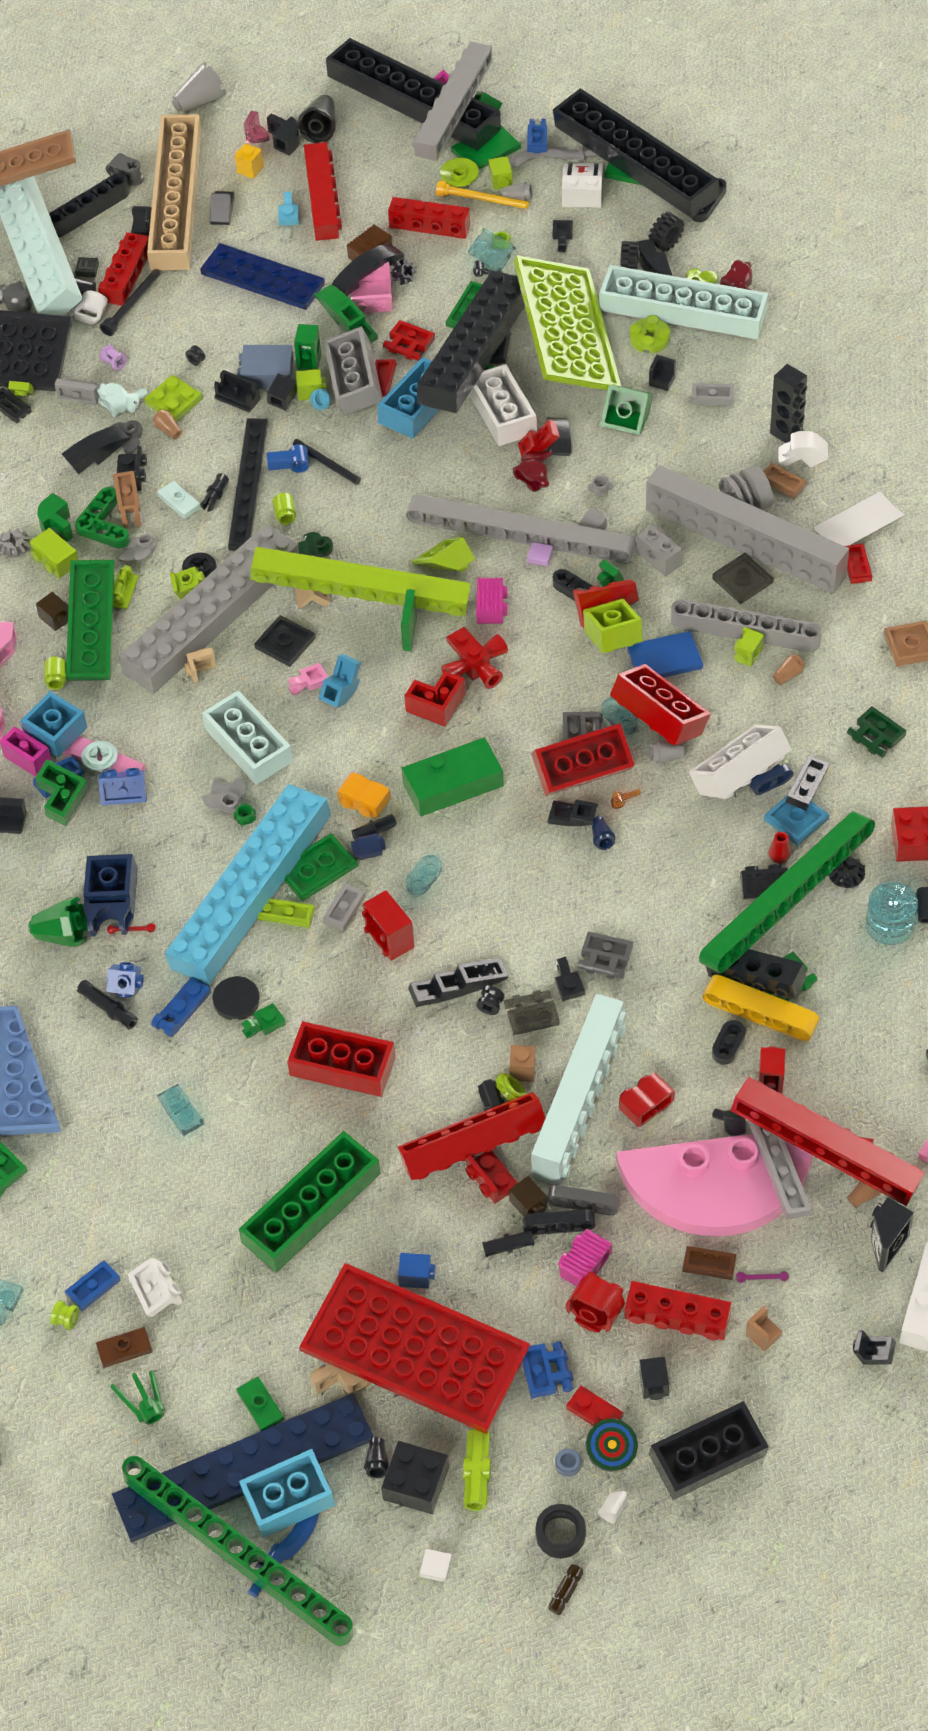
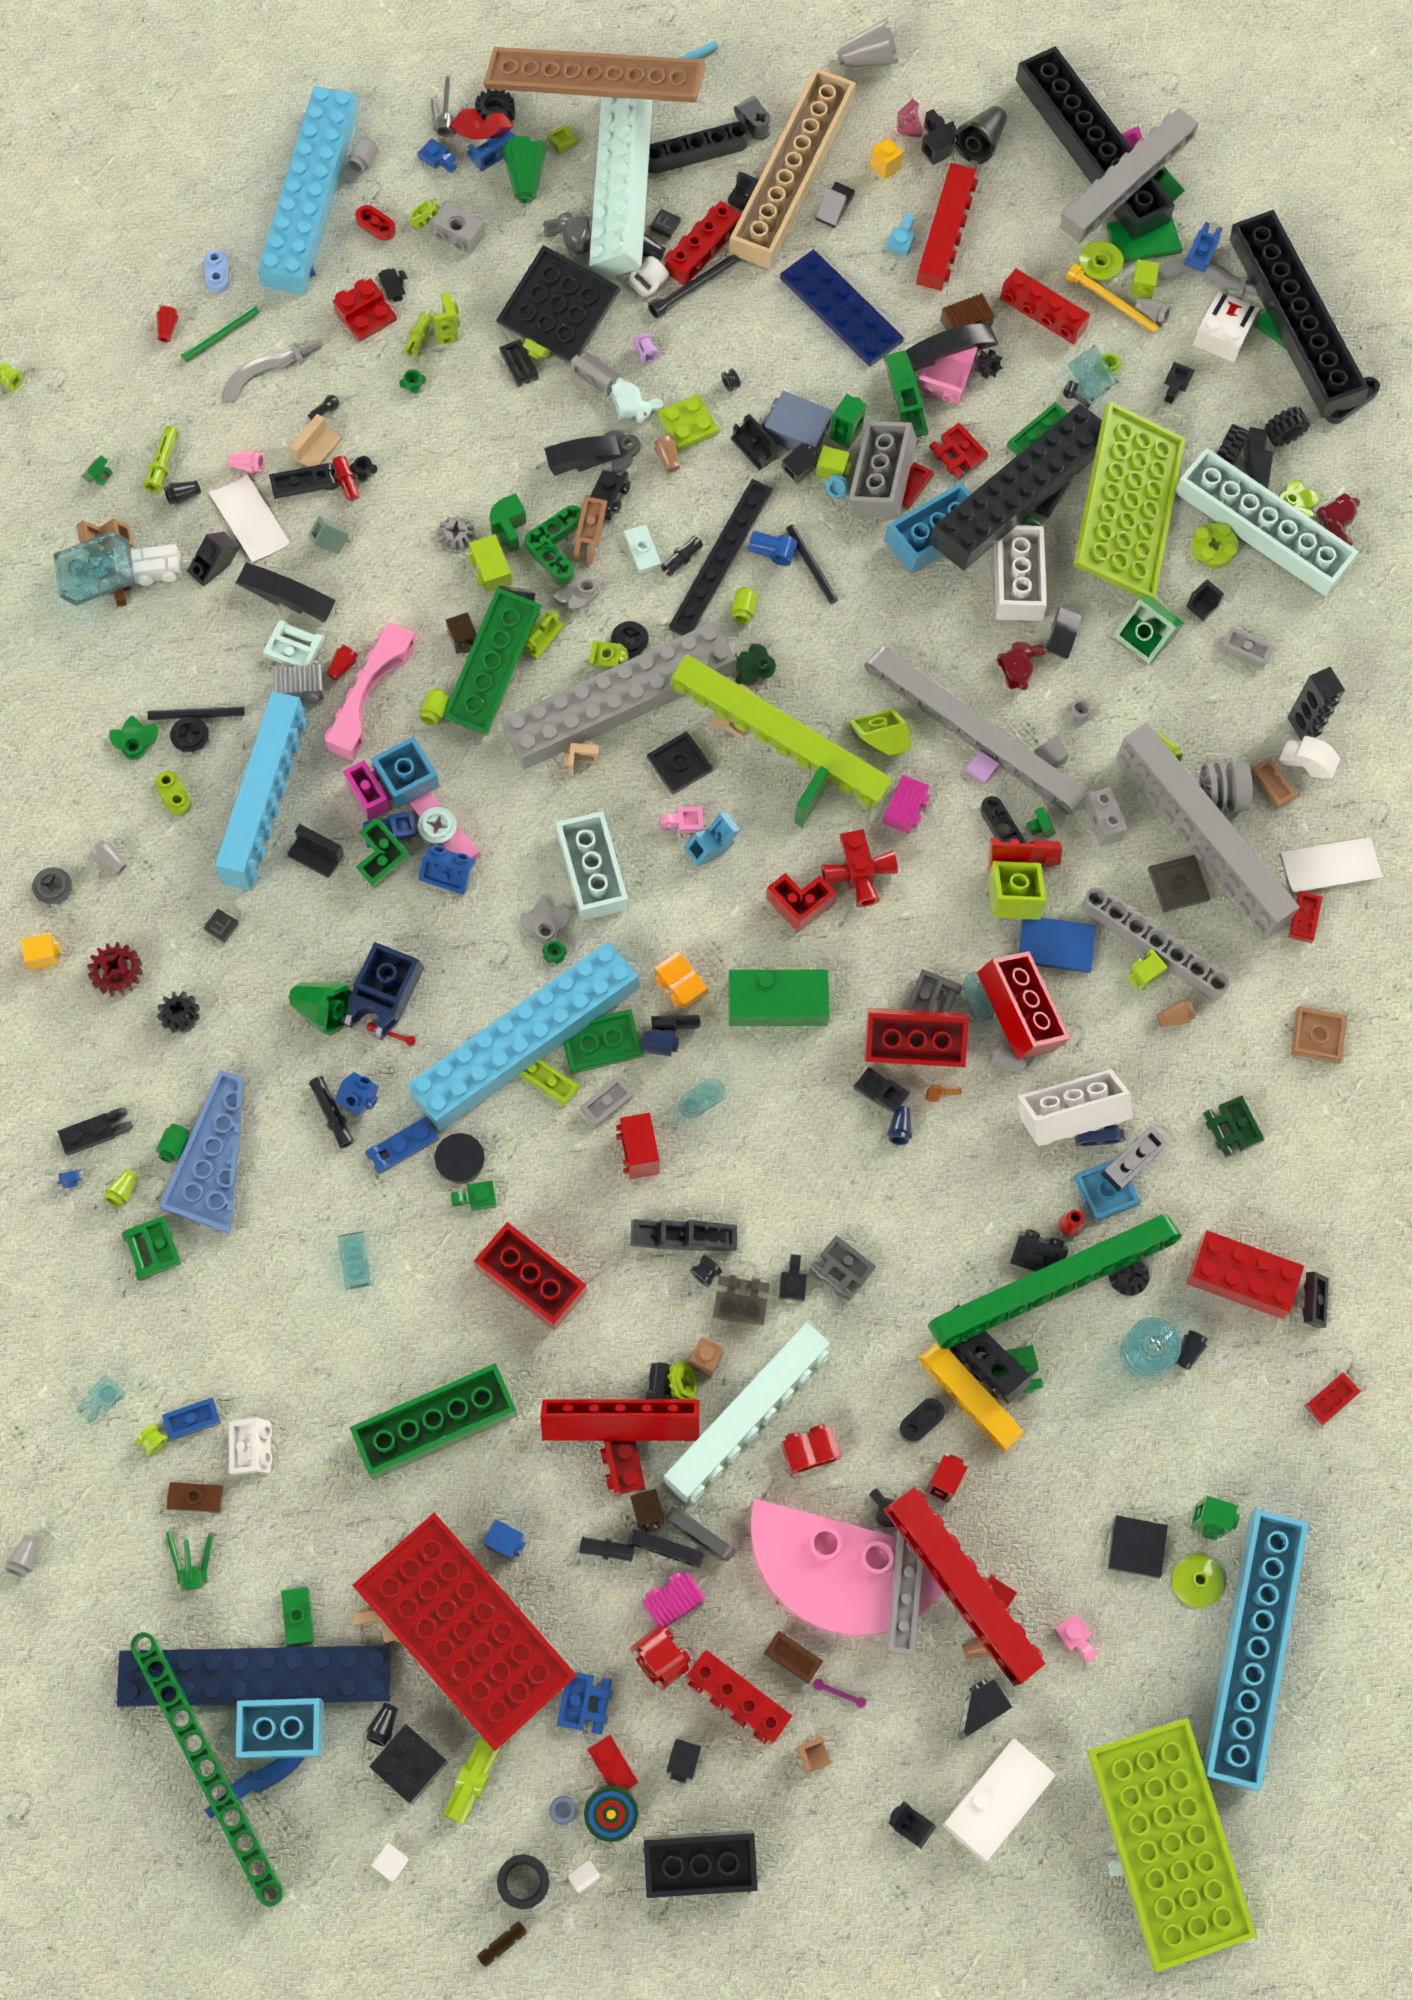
camera: 15 degrees right, 15 degrees up
(538, 441) = (1038, 631): red slope -> none

